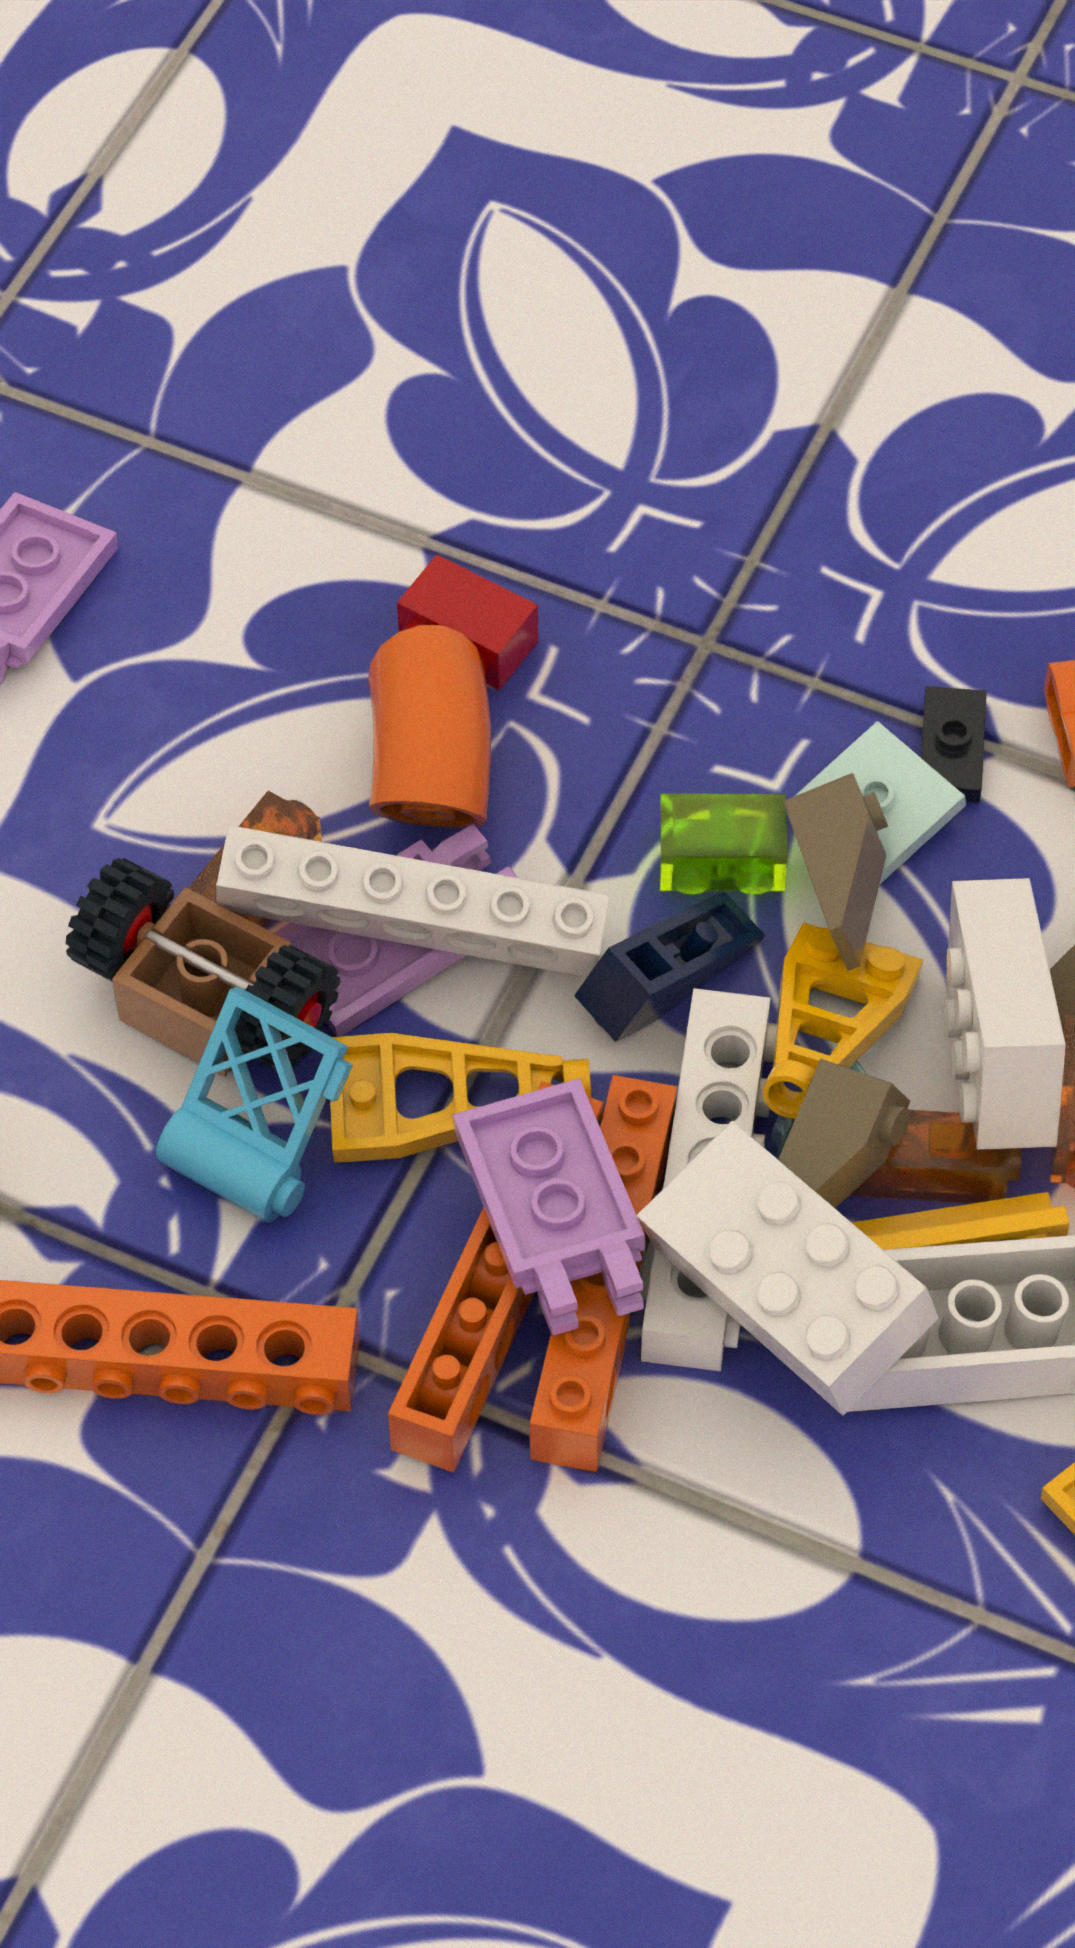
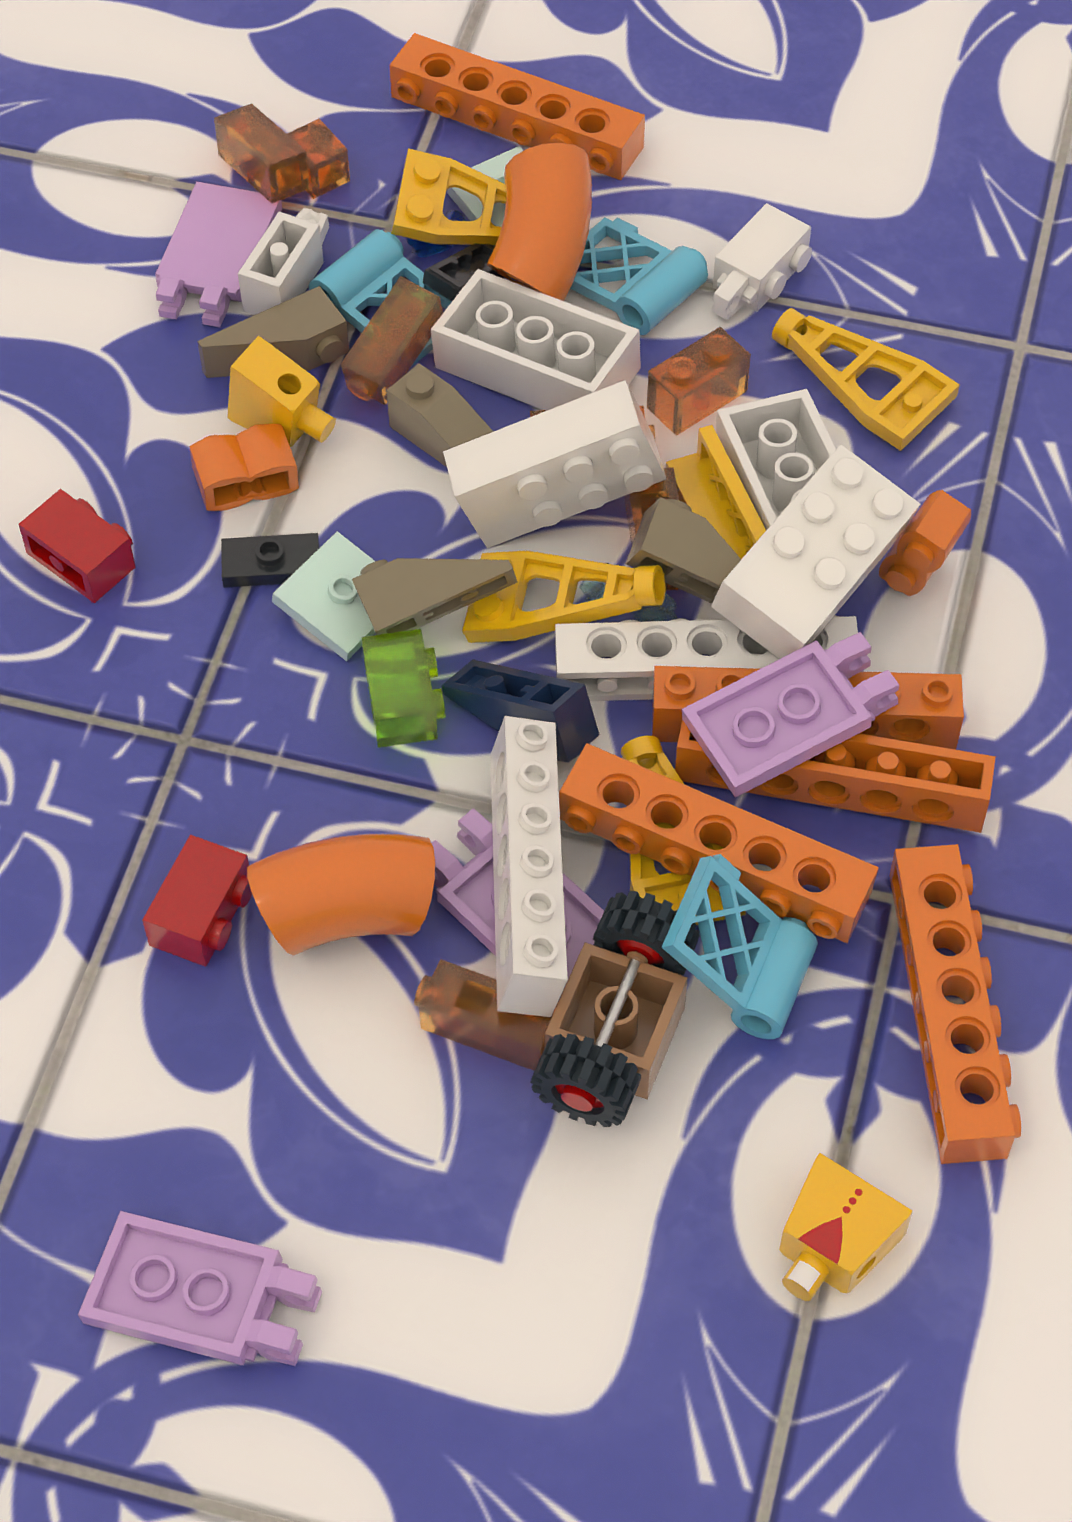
camera: 100 degrees left, 0 degrees up
(320, 1240) = (703, 819): none -> orange brick
(827, 1446) = (925, 543): none -> orange brick
(992, 546) = (78, 545): none -> red brick

